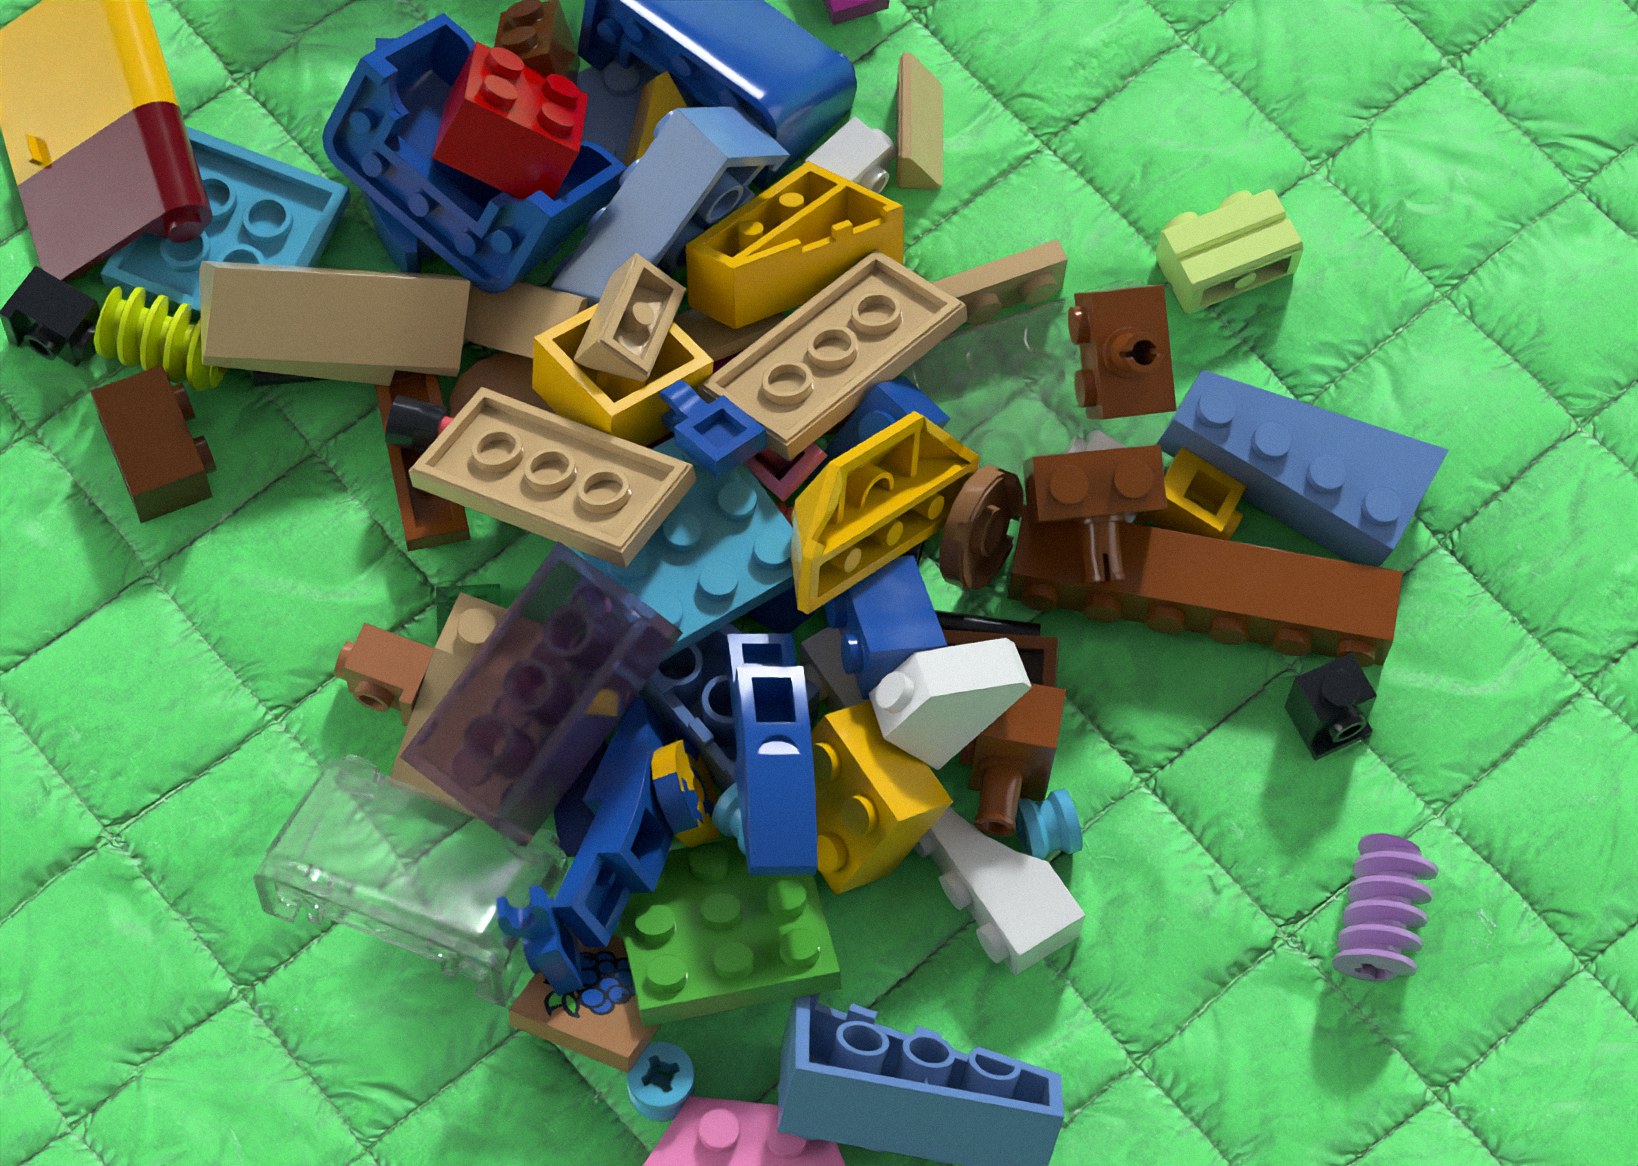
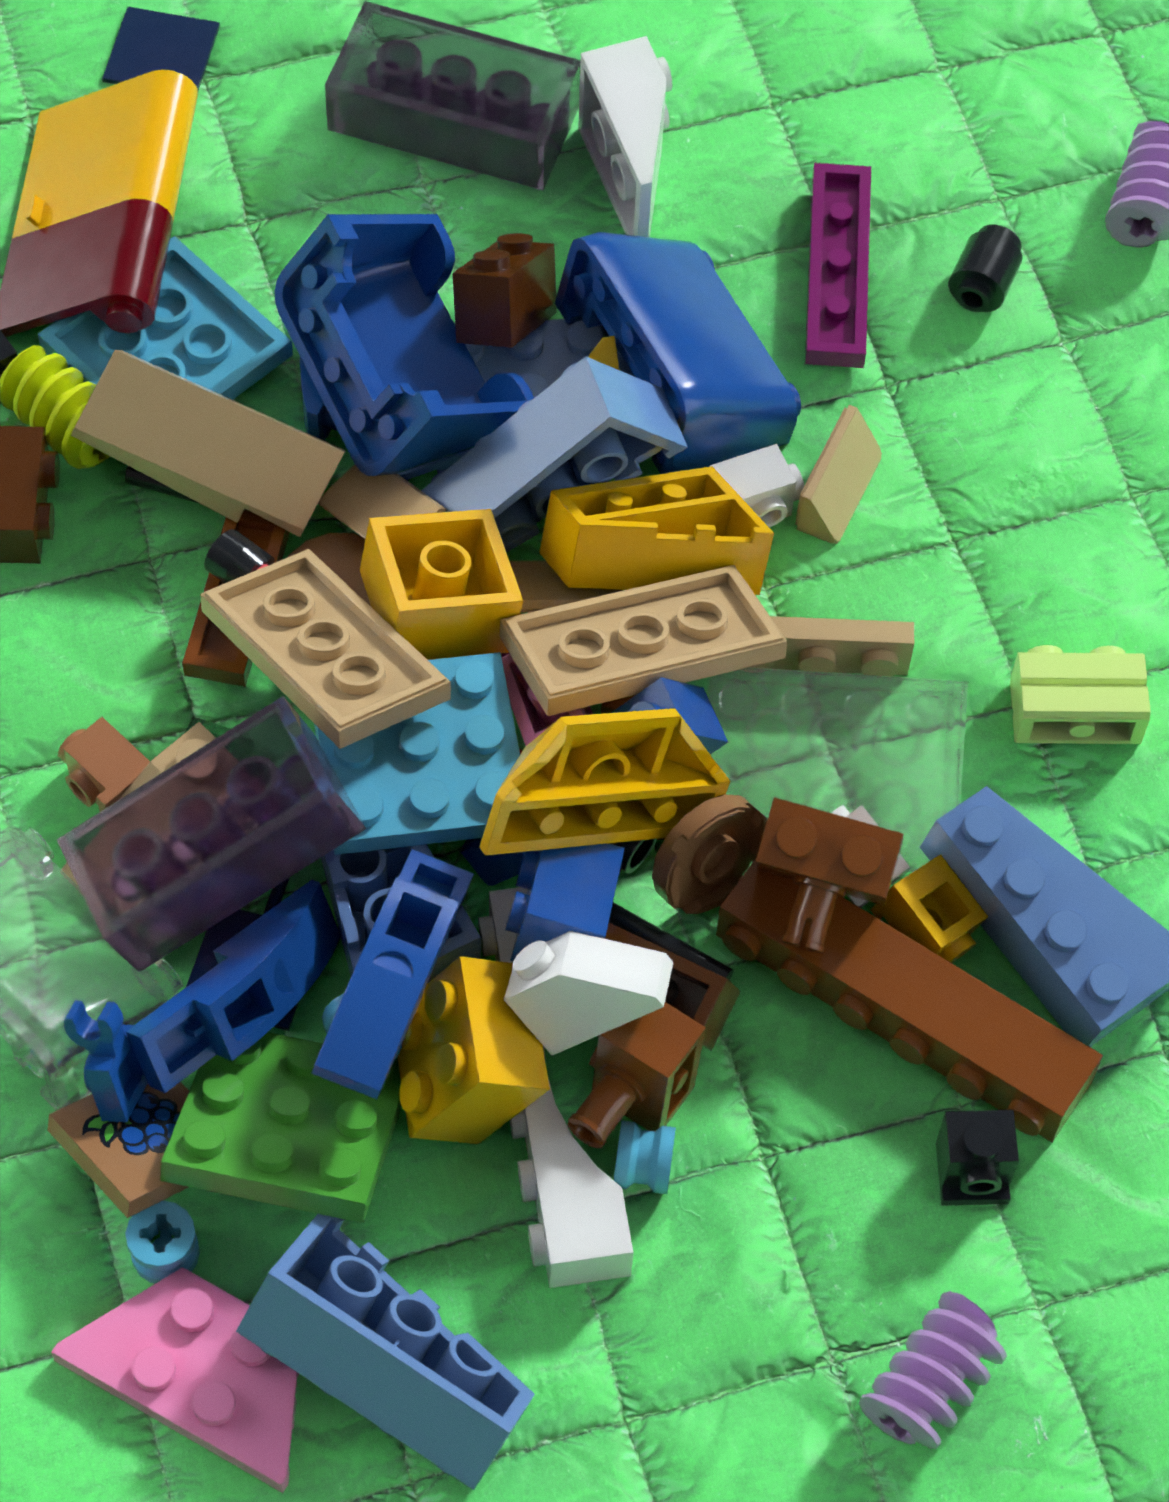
camera: 25 degrees right, 5 degrees down
(511, 124) = (443, 326): red brick -> none
(631, 320) = (465, 537): tan slope -> none
(685, 792) = (308, 978): piece -> none
(714, 433) = (487, 663): blue plate -> none
(1122, 352) = (919, 741): dark orange brick -> none

